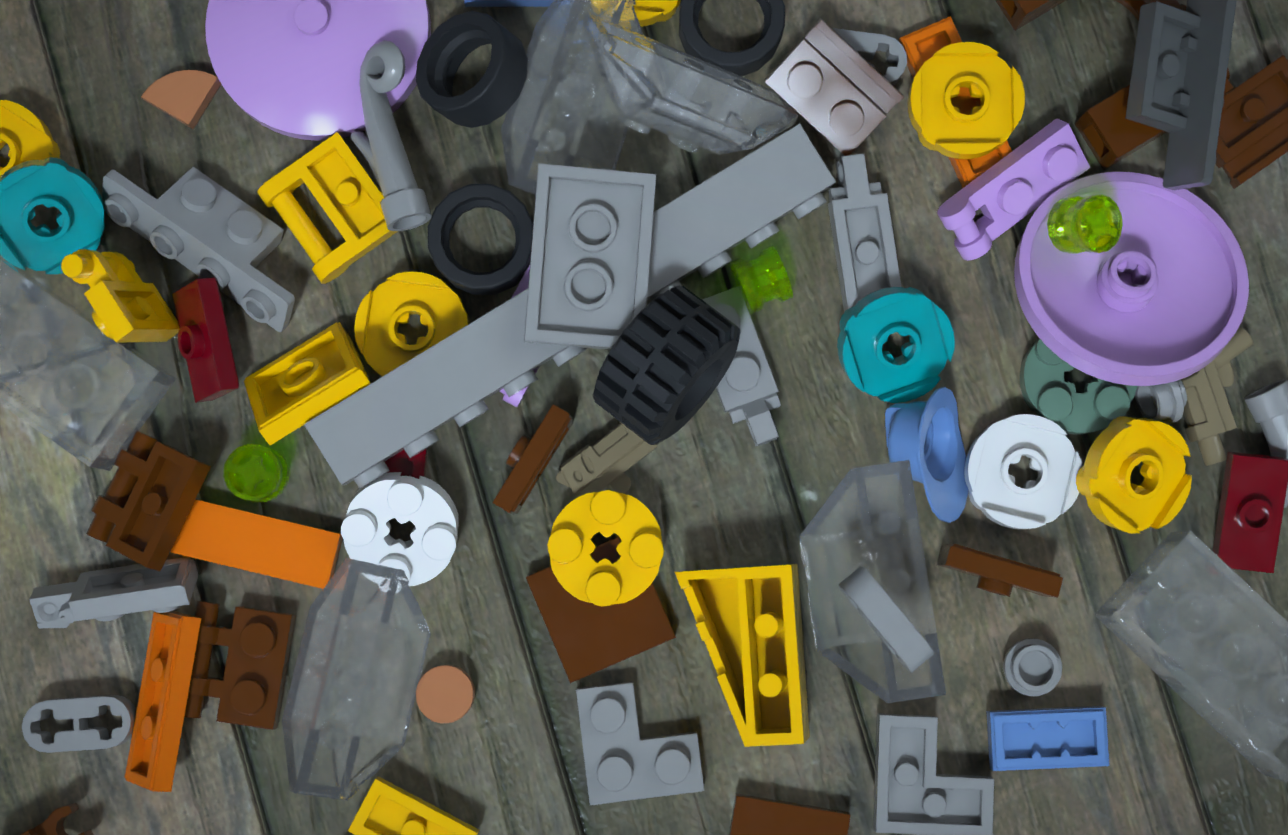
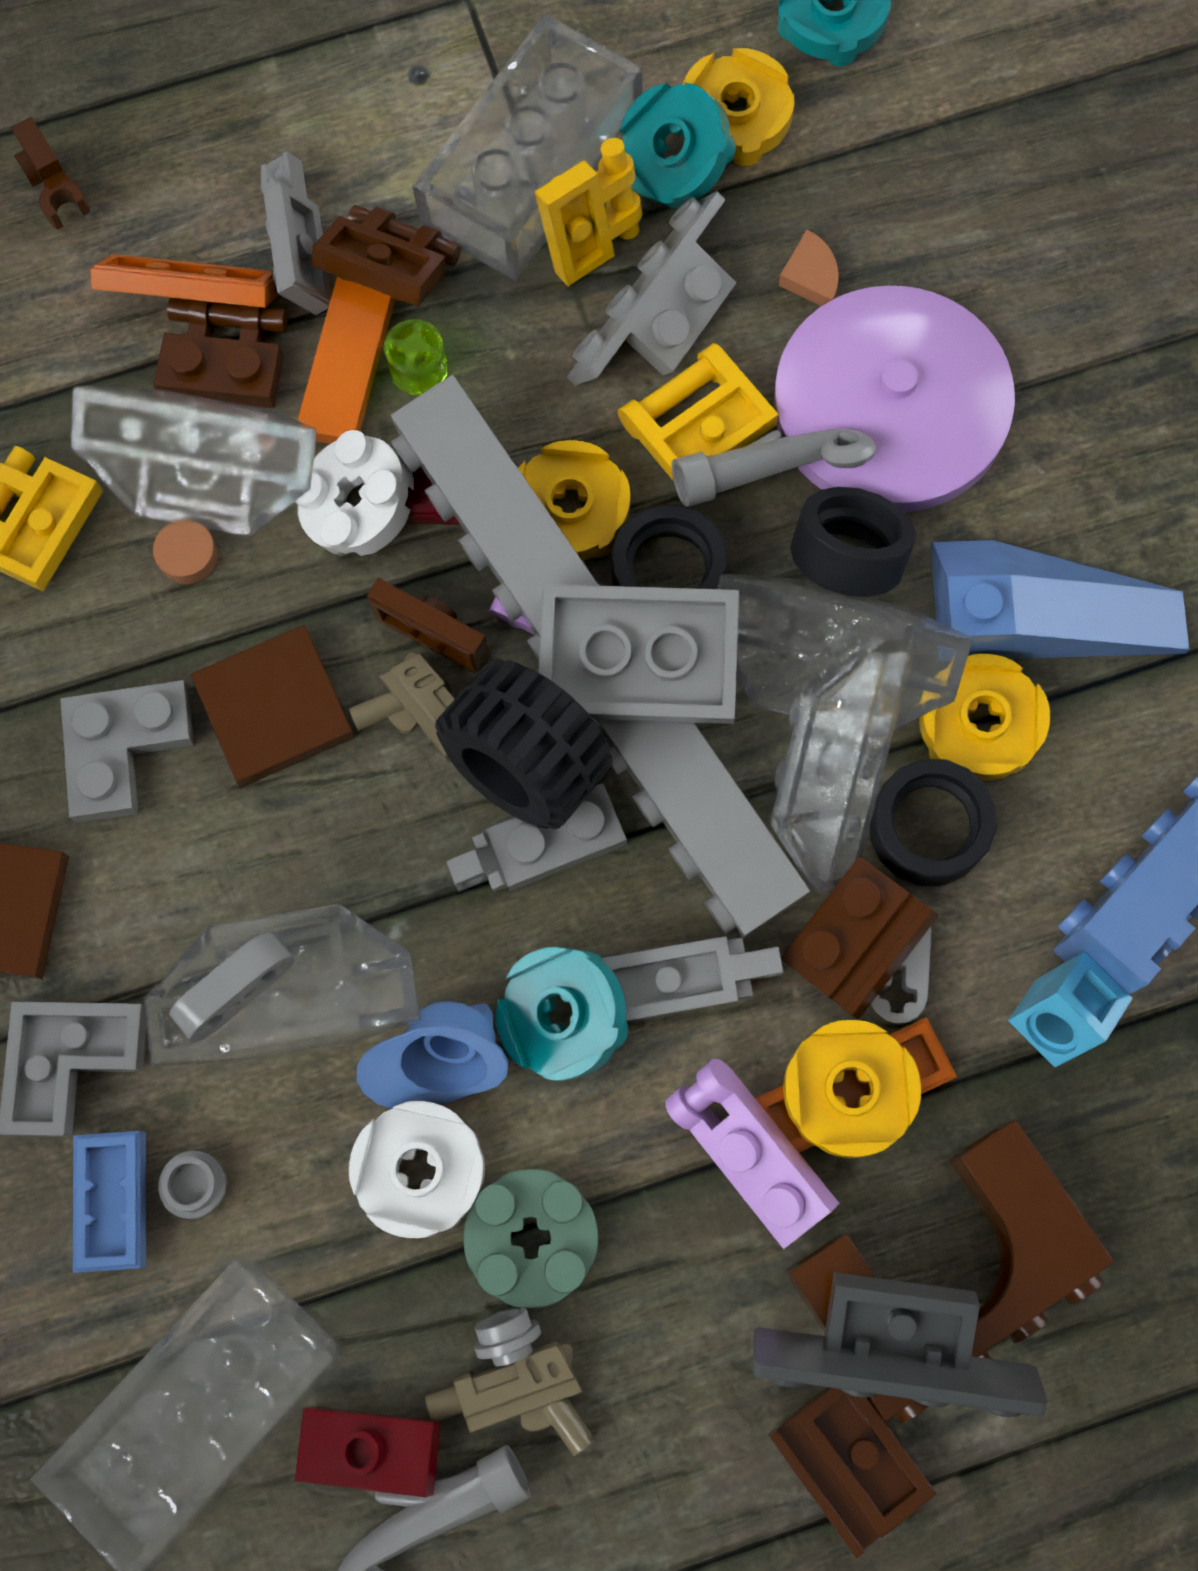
camera: 90 degrees right, 10 degrees down
(81, 736) = (180, 210): light grey beam -> none
(205, 340) = (553, 299): dark red plate -> none
(305, 382) = (505, 389): yellow plate -> none
(572, 546) = (323, 666): yellow plate -> none
(756, 647) = (217, 864): yellow wedge -> none
(762, 279) = (633, 862): clear neon green wheel -> none
(998, 573) = (298, 1140): reddish brown plate -> none
(1095, 214) = (706, 1249): clear neon green wheel -> none
(1108, 471) = (436, 1276): yellow plate -> none
(1150, 303) = (643, 1293): lavender dish -> none

